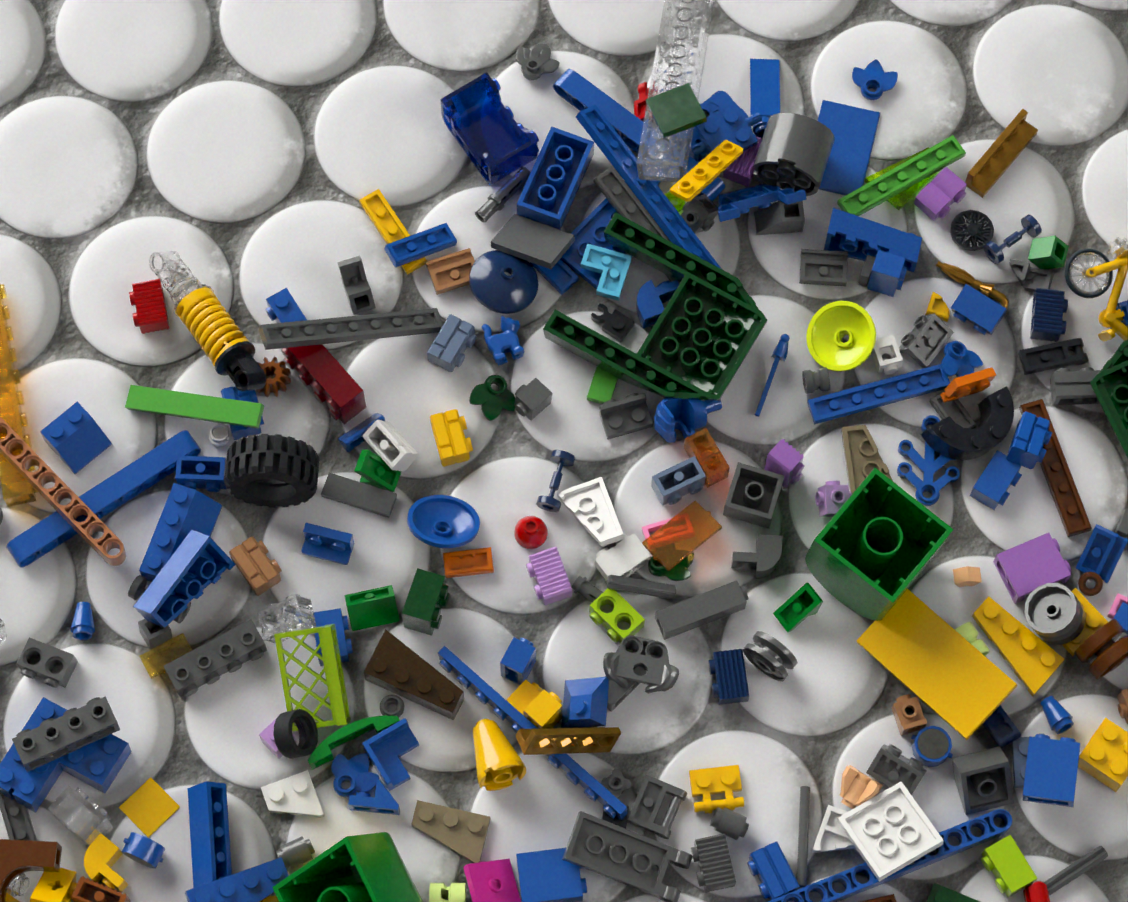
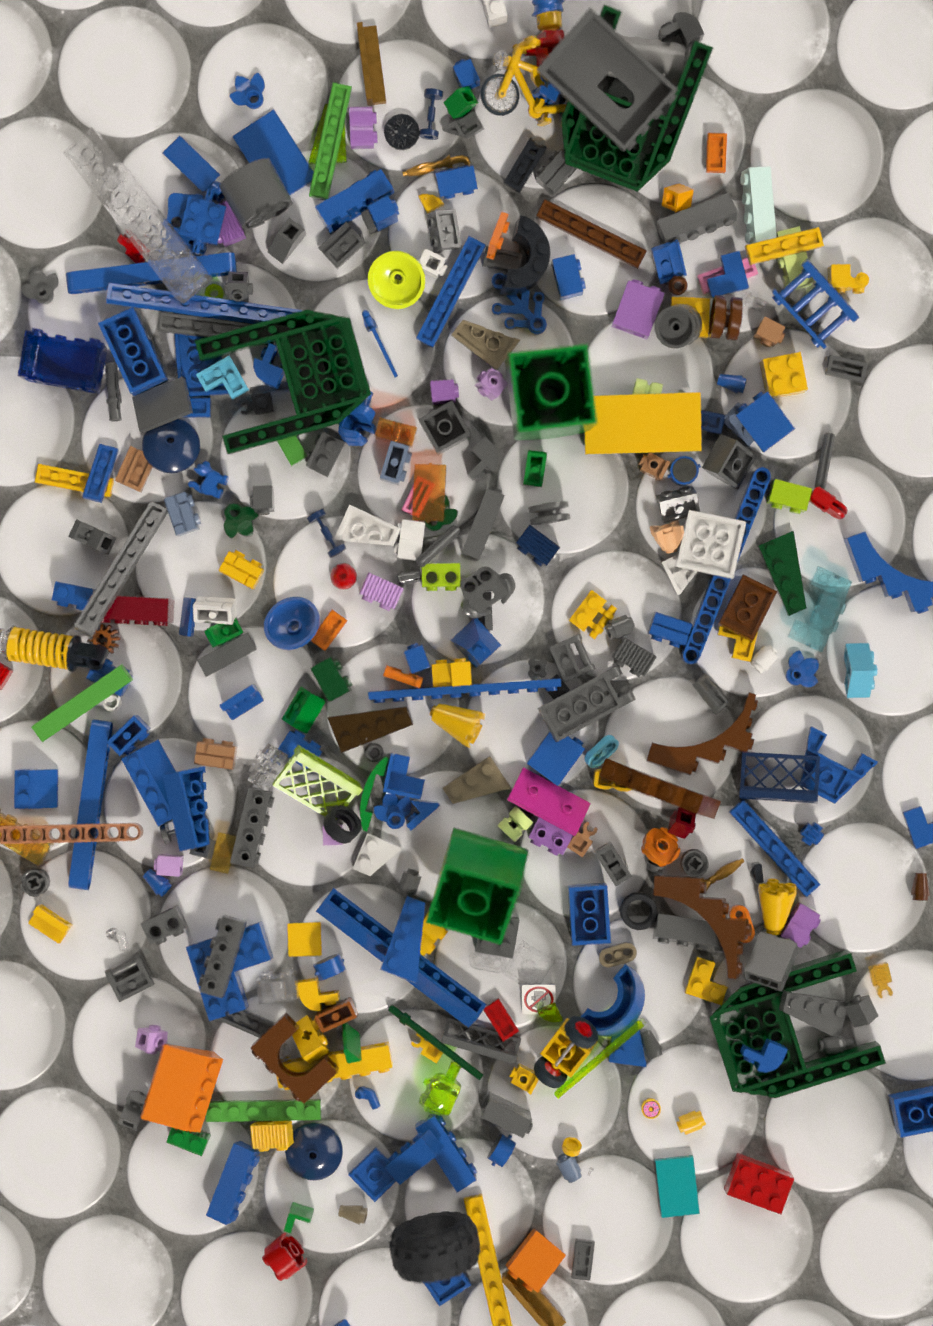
camera: 45 degrees left, 20 degrees up
(110, 616) = (169, 865): none -> lavender brick
(271, 470) = (169, 697): black tyre -> none
(487, 663) = (397, 674): none -> orange plate
(567, 740) = (490, 676): pearl gold fence -> none
(676, 110) = (163, 240): dark green tile -> none
(706, 171) = (220, 260): yellow bracket -> none
(761, 195) = (258, 244): blue wing -> none
(803, 836) = (664, 592): dark grey bar -> none
(816, 380) = (407, 322): dark grey wheel -> none
(959, 360) = (477, 225): blue plate -> none
(967, 576) = (607, 351): light nougat piece -> none
(1024, 651) = (681, 363): yellow wing -> none
(1029, 440) = (564, 235): blue brick -> none
(1047, 315) = (497, 142): dark blue brick -> none
(1076, 235) = (466, 74): none -> blue brick

